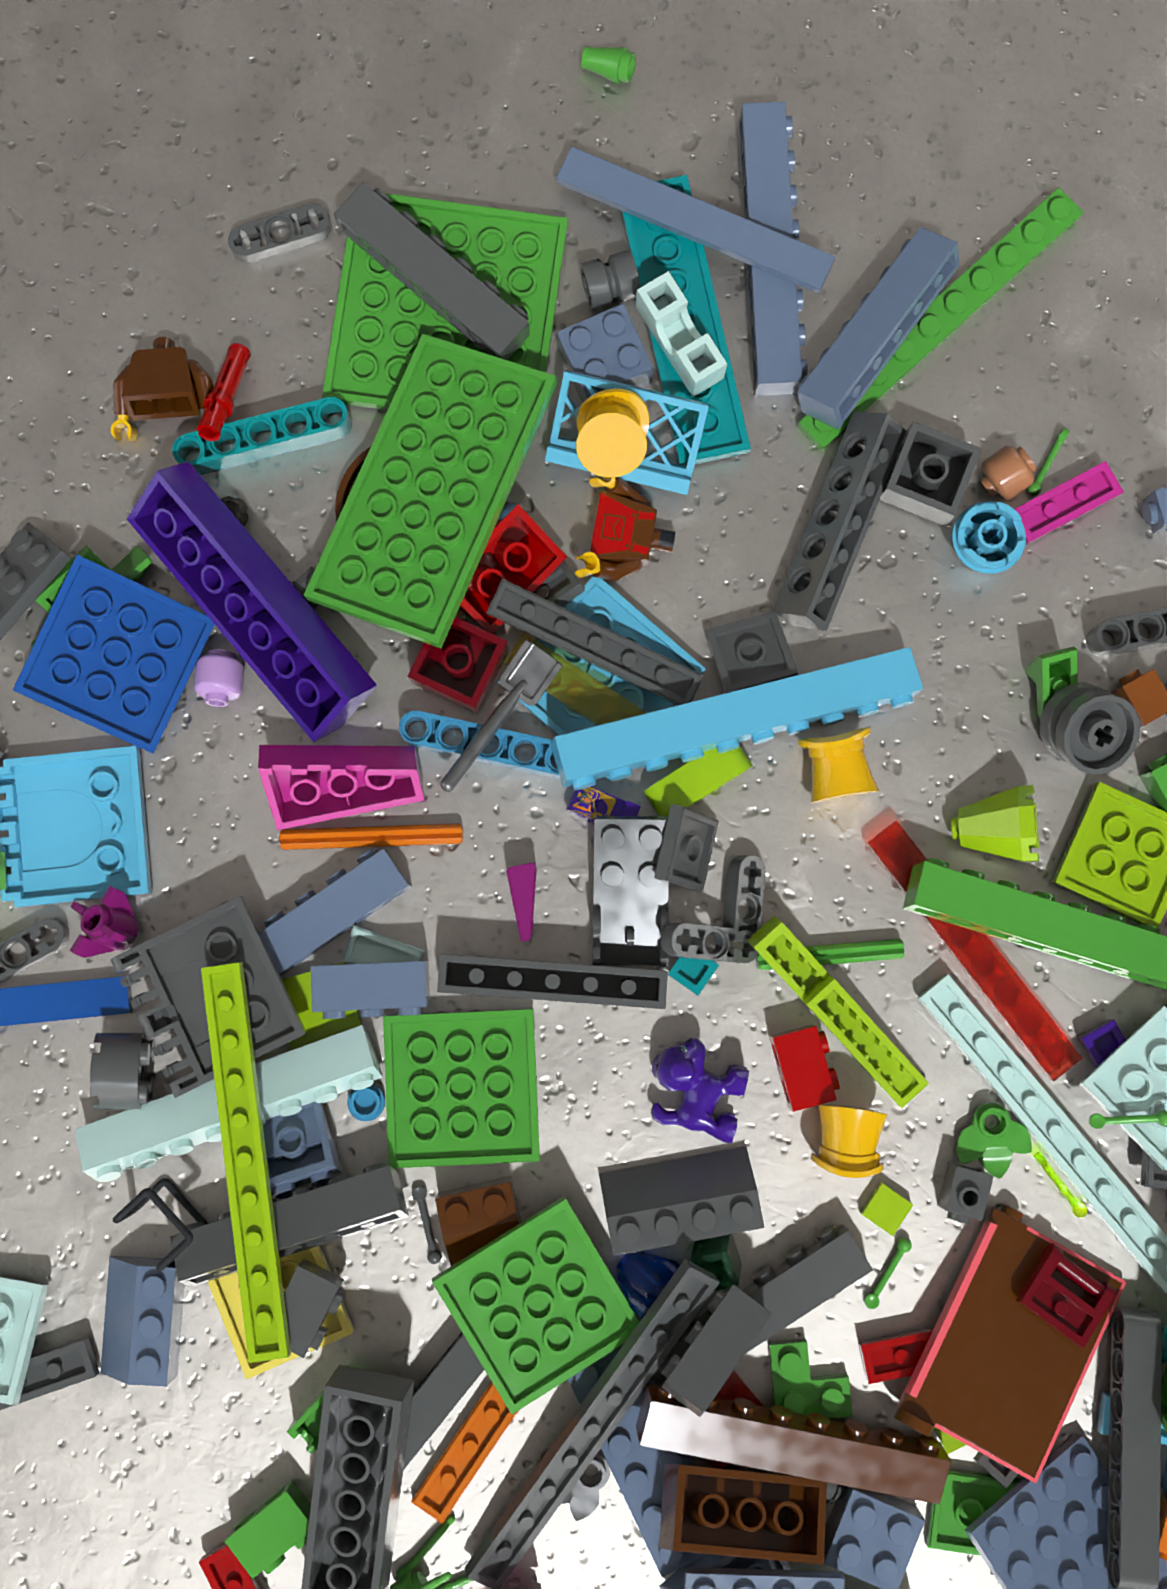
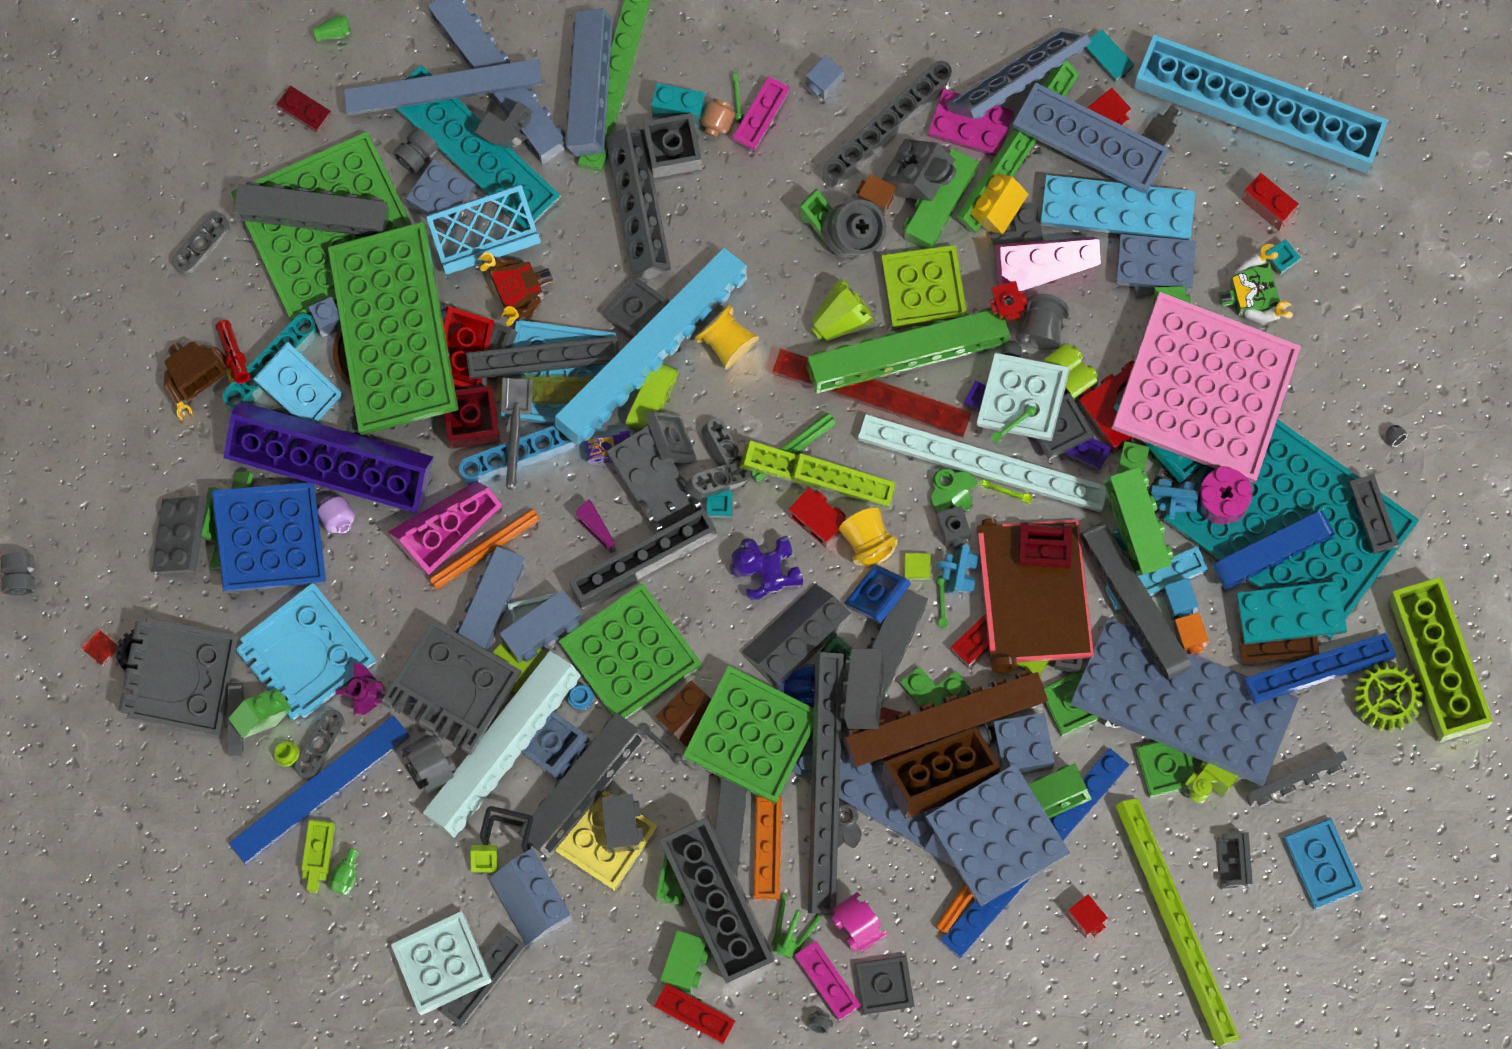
camera: 30 degrees left, 10 degrees down
(117, 1236) = (484, 858): none -> lime plate
(246, 1163) = (534, 755): lime plate -> none
(275, 485) = (297, 385): none -> medium azure tile
(364, 418) = (325, 316): none -> sand blue brick
(511, 143) = (304, 109): none -> dark red plate
(612, 432) = (476, 232): yellow hat -> none
(668, 319) = (492, 163): light aqua arch -> none
(733, 326) = (505, 133): none -> dark grey brick
(814, 1218) = (877, 593): none -> blue tile
(933, 1249) = (955, 568): none -> dark azure hips
(972, 421) = (676, 101): none -> teal brick
(989, 537) = (729, 159): medium azure cone -> none

